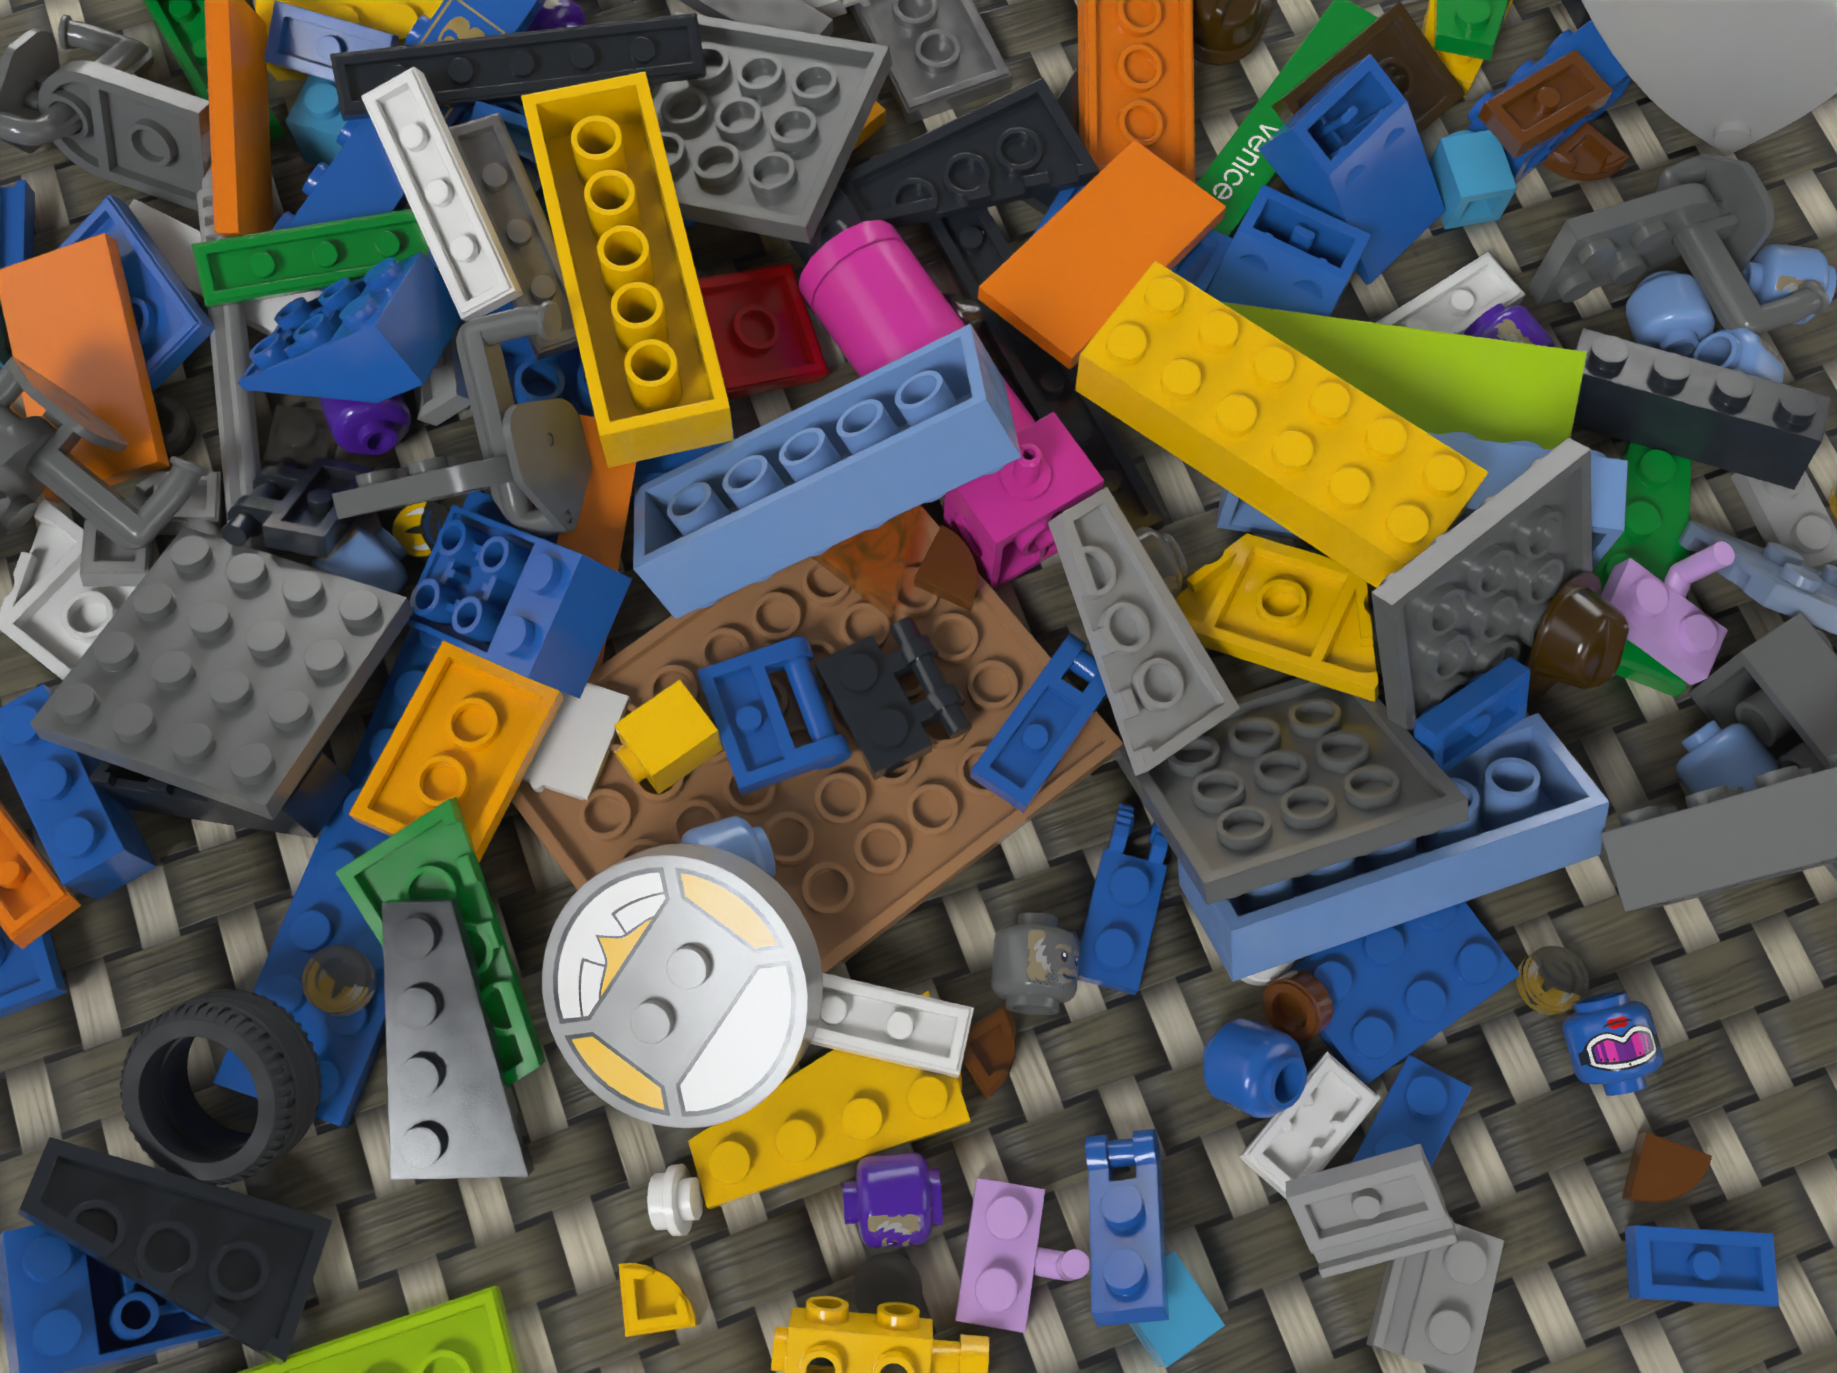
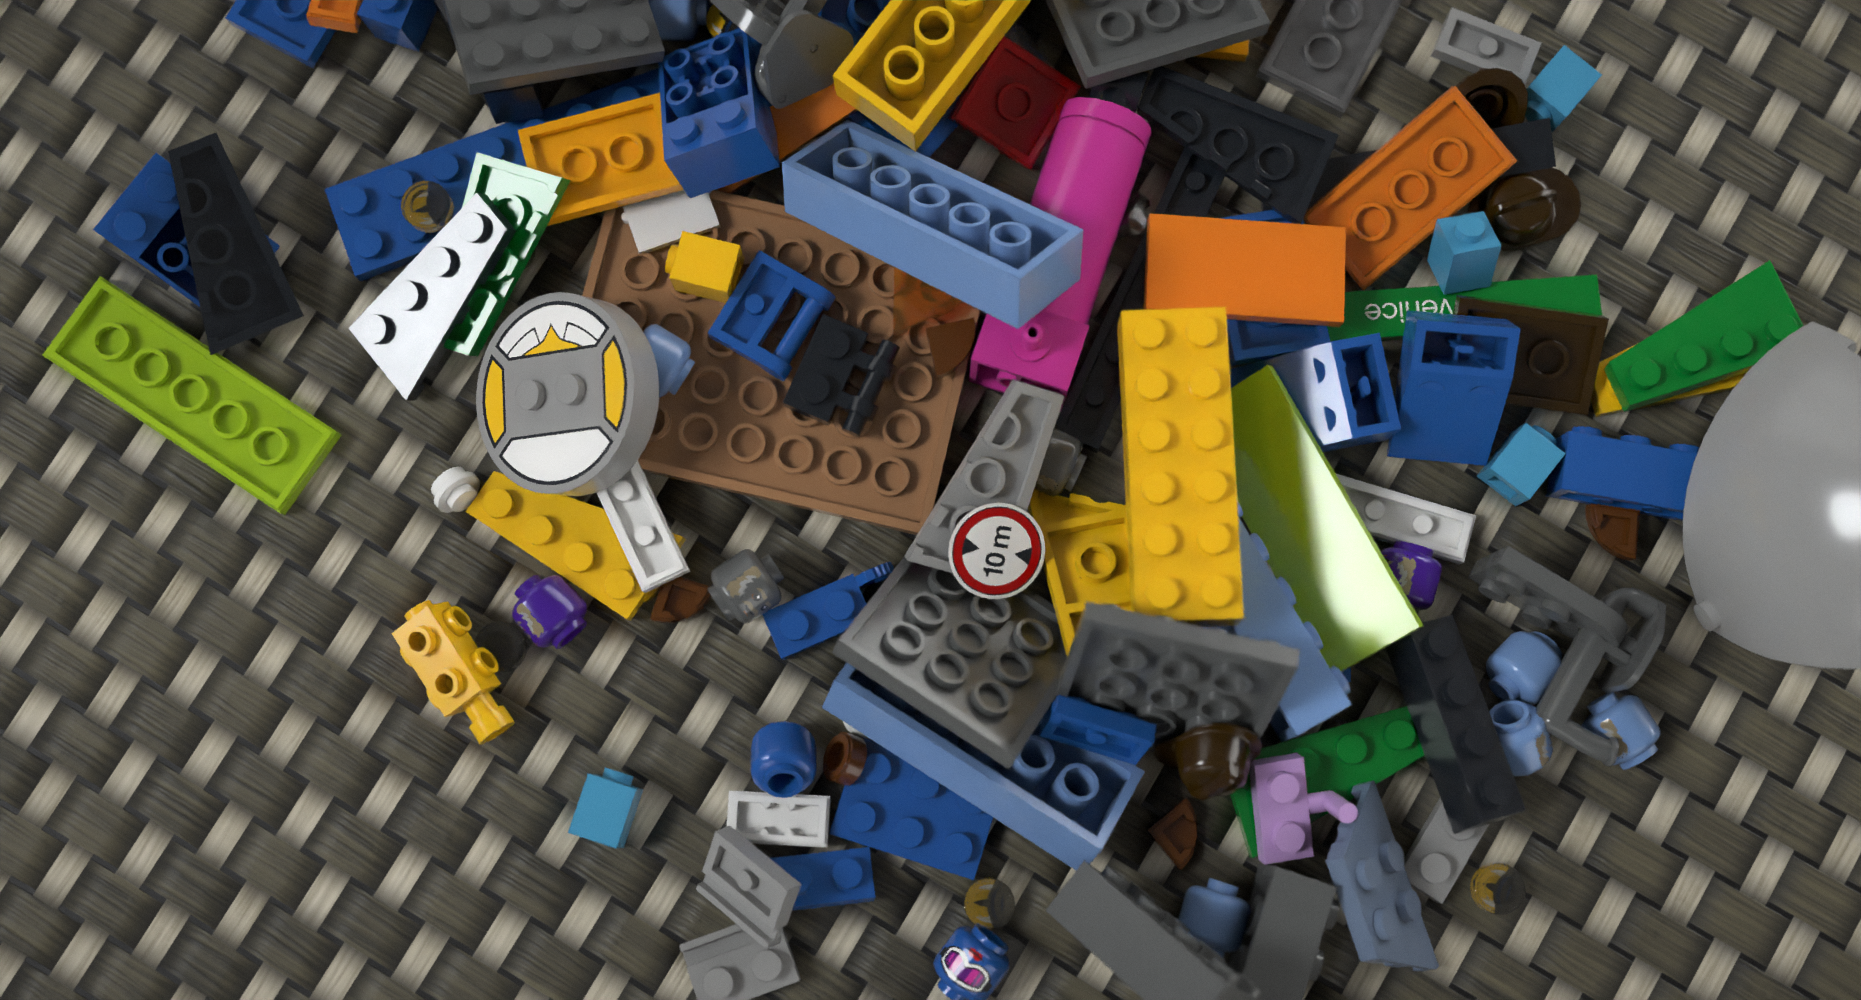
camera: 55 degrees right, 10 degrees up
(173, 1123) = (285, 189): black tyre -> none
(653, 1301) = (396, 523): yellow tile -> none
(1005, 1256) = (569, 699): lavender plate -> none
(1041, 727) = (889, 477): blue plate -> none
(1126, 1230) = (630, 752): plate -> none
(1203, 680) = (996, 550): none -> sticker
(1234, 72) = (1463, 252): none -> dark azure brick
(1544, 103) = (1605, 471): reddish brown plate -> none
(1606, 744) = (1176, 833): none -> reddish brown tile

